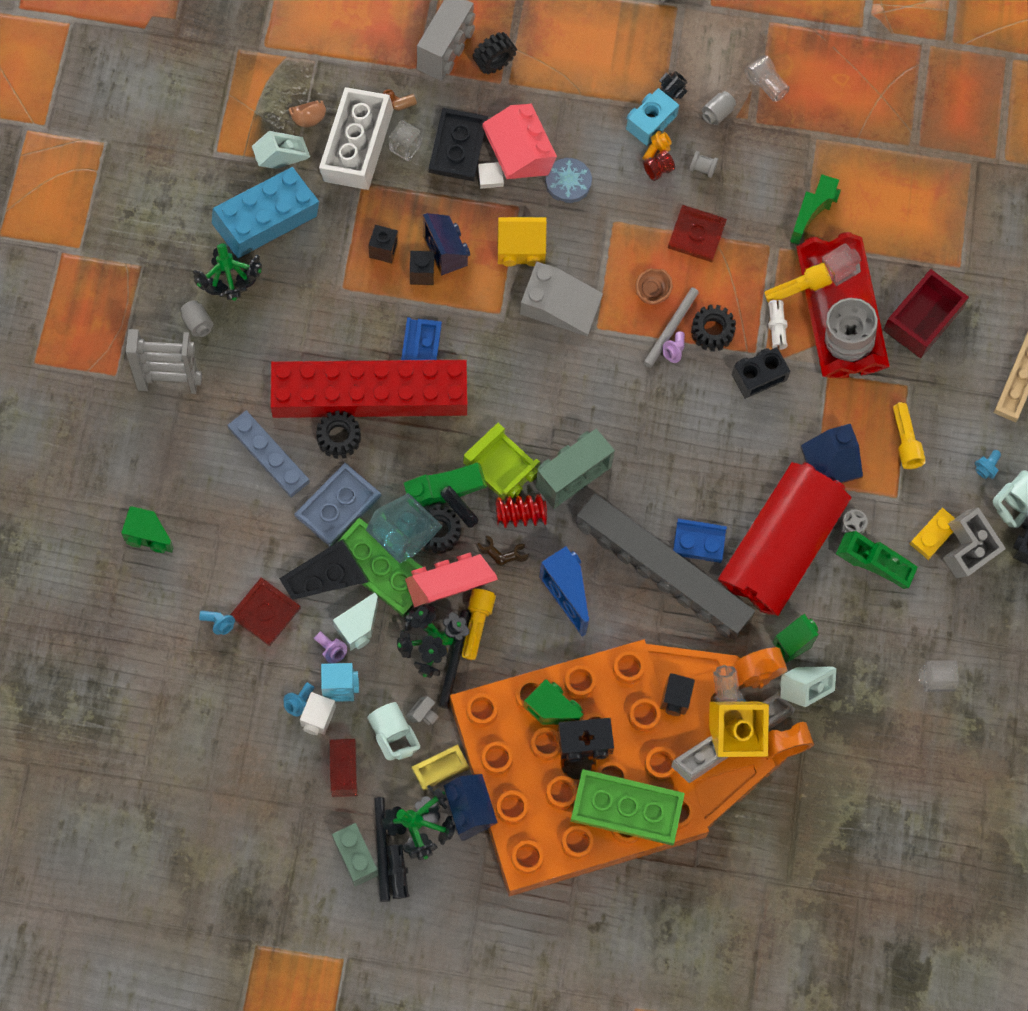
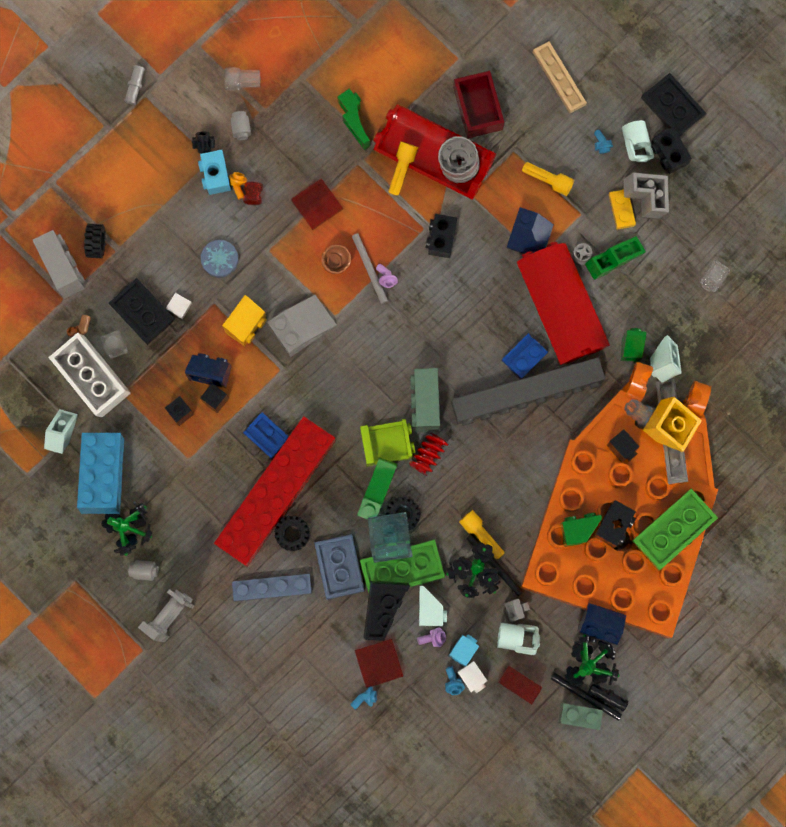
camera: 50 degrees left, 10 degrees up
(145, 529) = (269, 703): green slope -> none
(308, 114) = (46, 394): nougat hair -> none
(440, 767) = (558, 623): light yellow tile -> none
(449, 579) = (446, 533): coral slope -> none
(459, 506) = (398, 491): black axle -> none
(499, 558) = (449, 489): dark brown arm -> none
(520, 142) = (173, 271): coral slope -> none
(564, 580) = (498, 460): blue slope -> none
(703, 164) = (273, 164): light grey bush -> none
(708, 340) = (390, 253): black tyre -> none
(777, 324) = (416, 200): white pin -> none
(842, 263) = (408, 130): clear brick -> none

